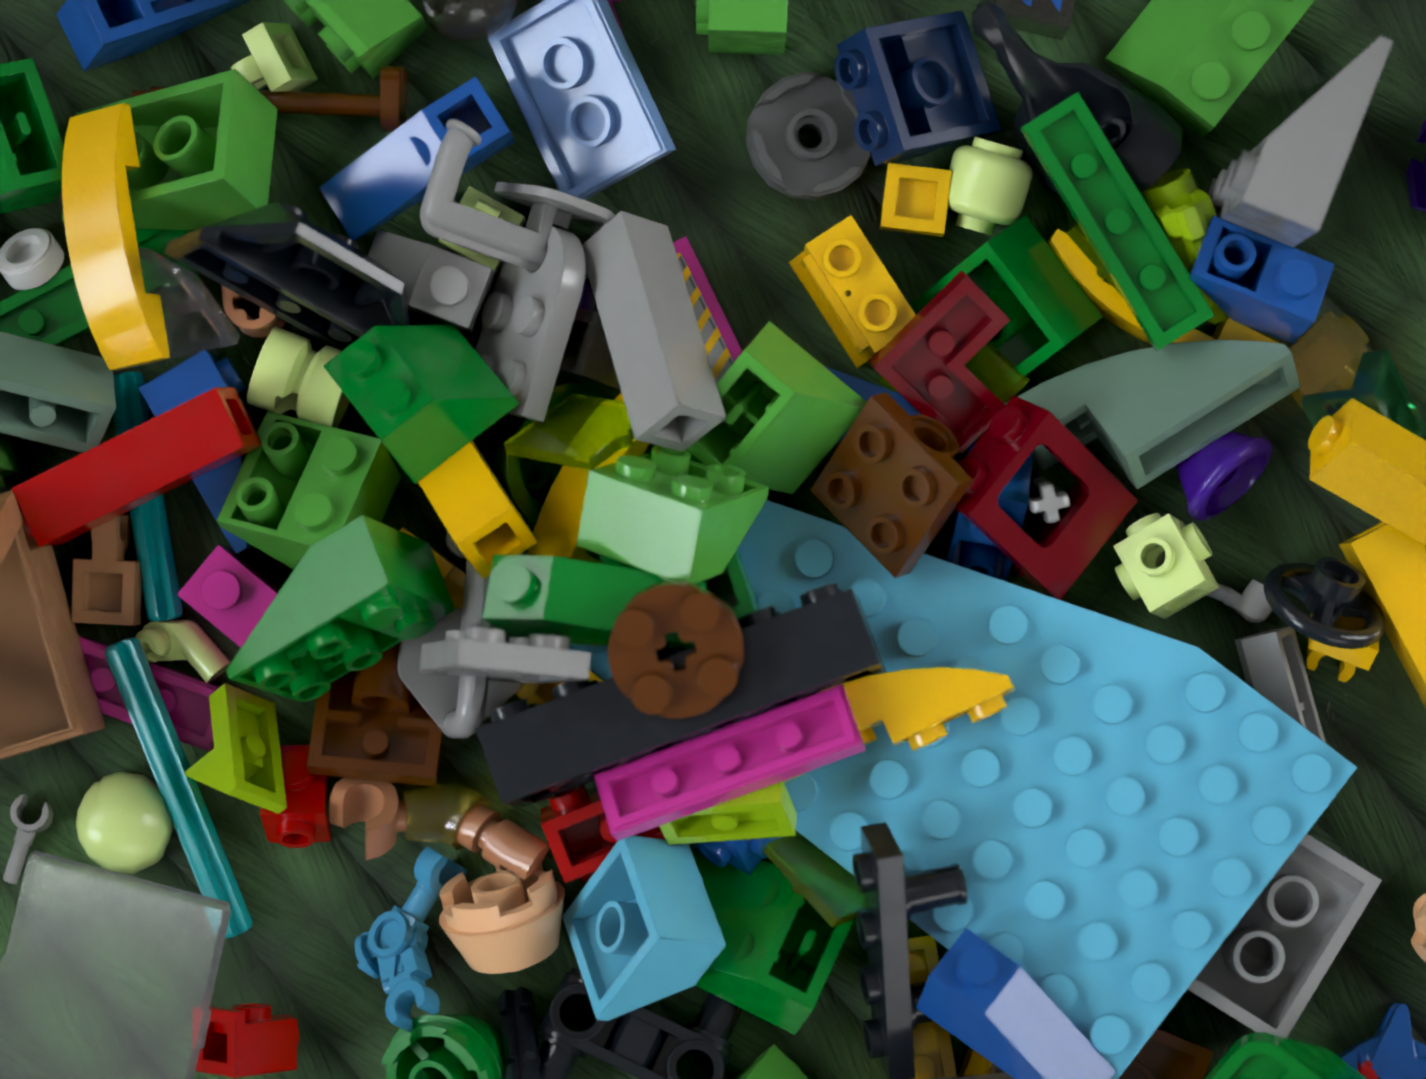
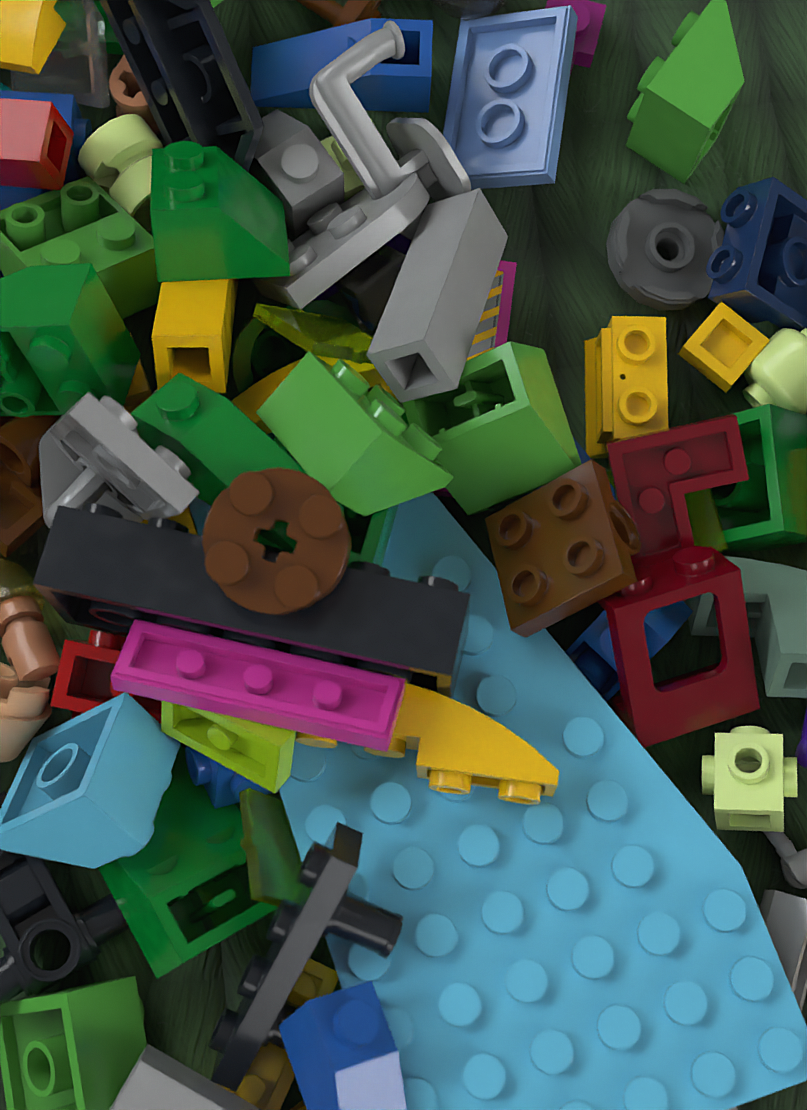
camera: 25 degrees right, 10 degrees down
(1047, 499) = (682, 654): light grey axle -> none

